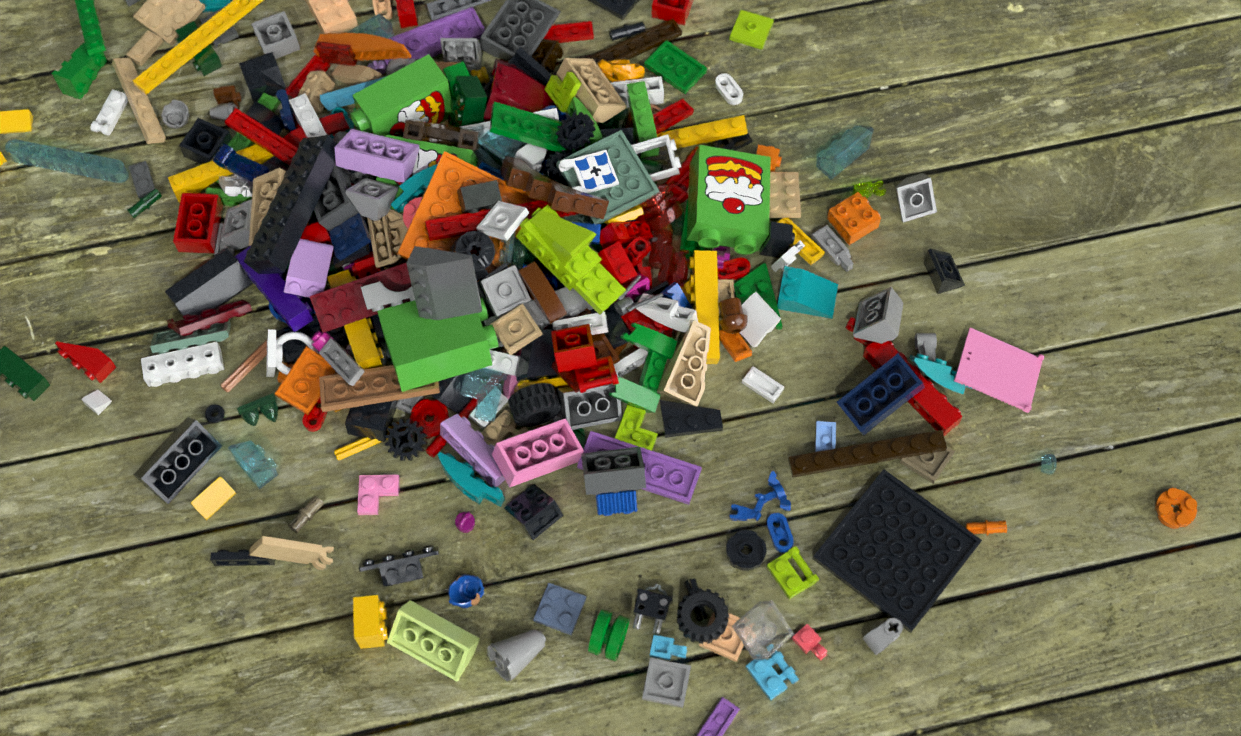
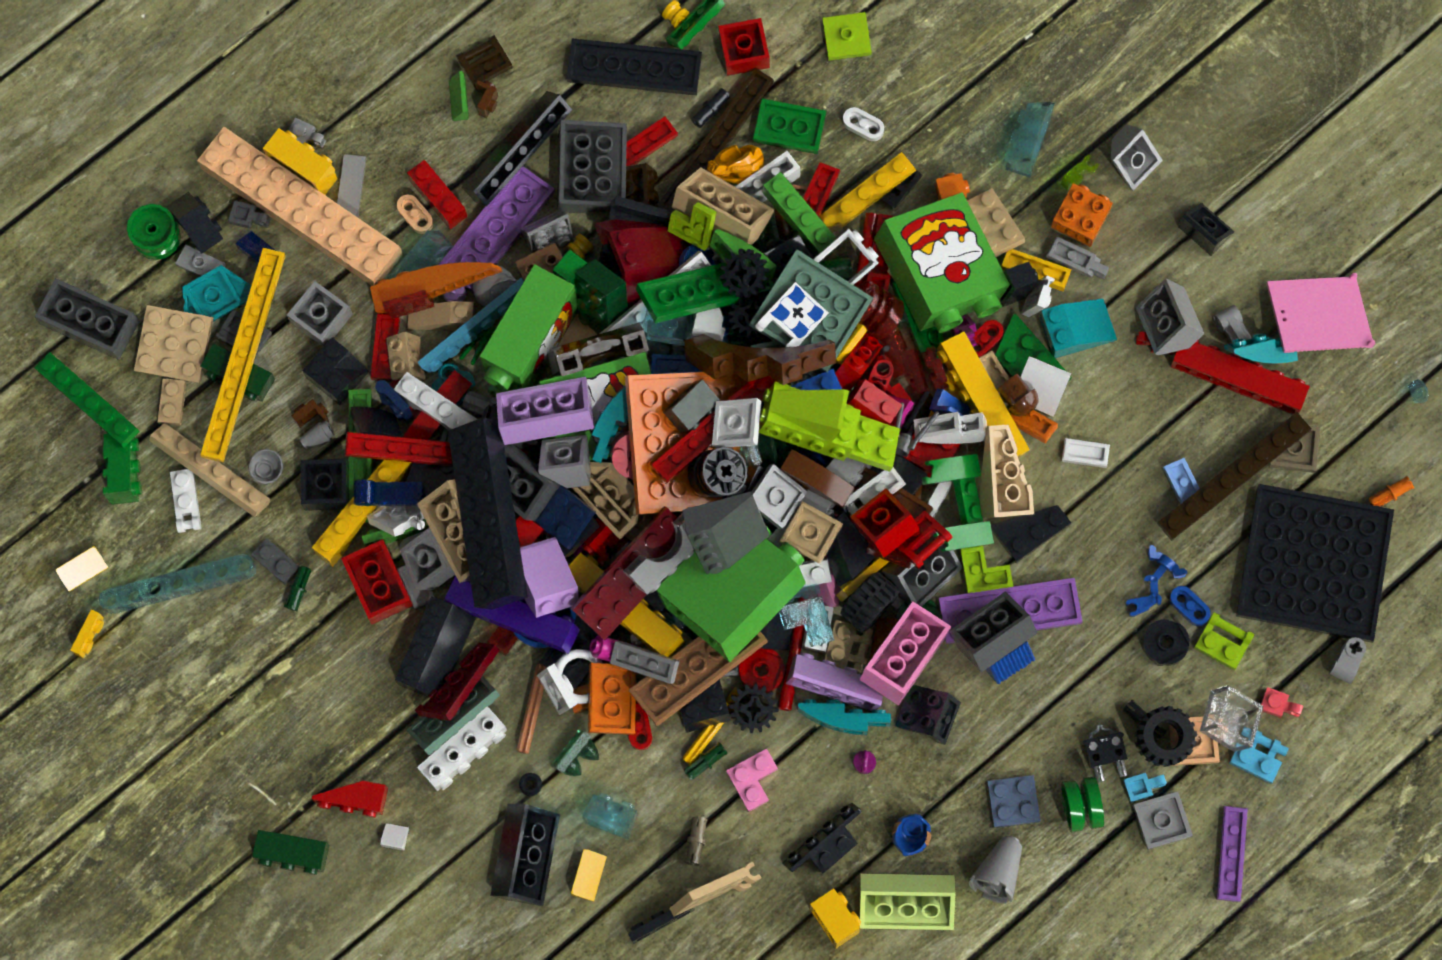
camera: 25 degrees left, 10 degrees up
(259, 305) = (504, 640): none -> clear red plate
(347, 461) = (705, 761): none -> dark green axle
(880, 394) = (1217, 406): dark blue brick -> none

